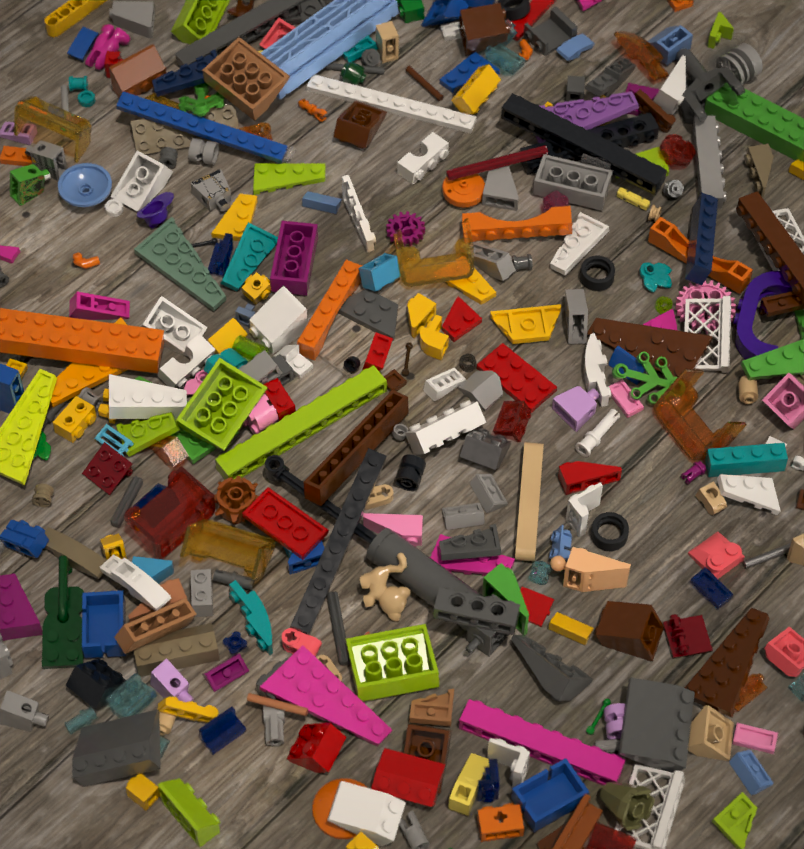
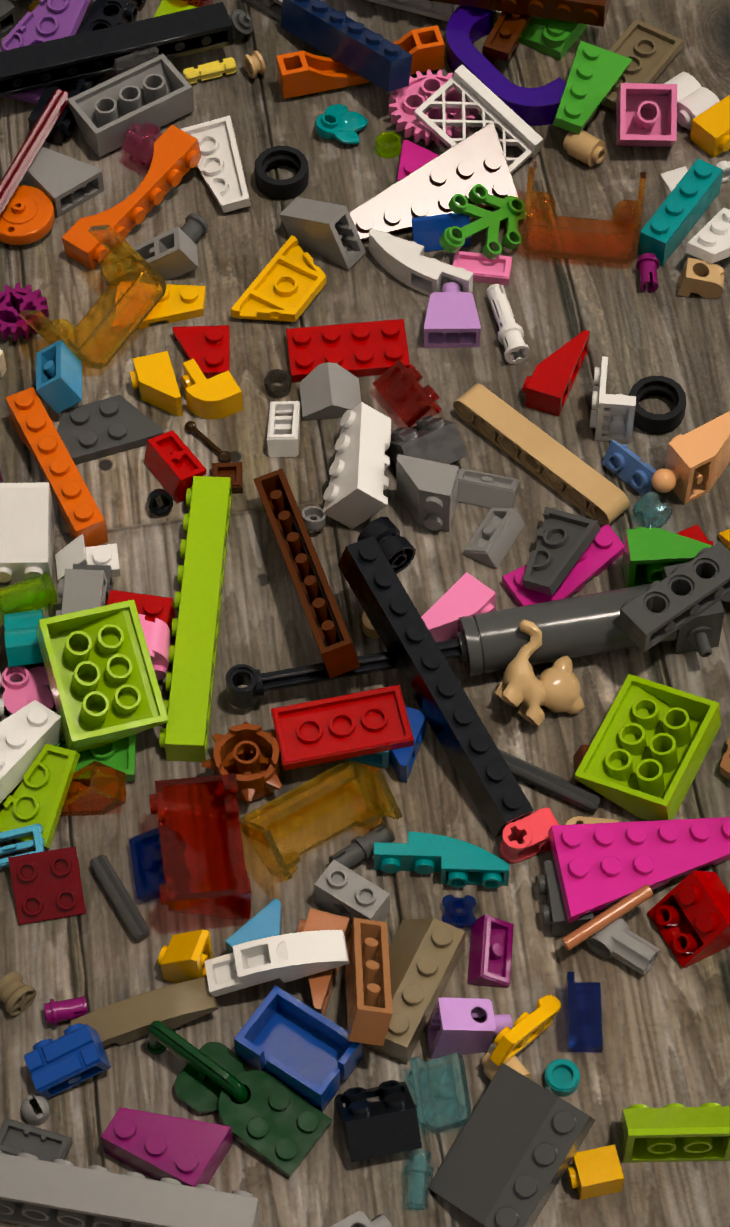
camera: 50 degrees left, 0 degrees up
(52, 521) = (64, 1010): none -> magenta pin
(183, 745) = (562, 1077): none -> teal tile
(455, 468) = (427, 491): none -> light grey slope

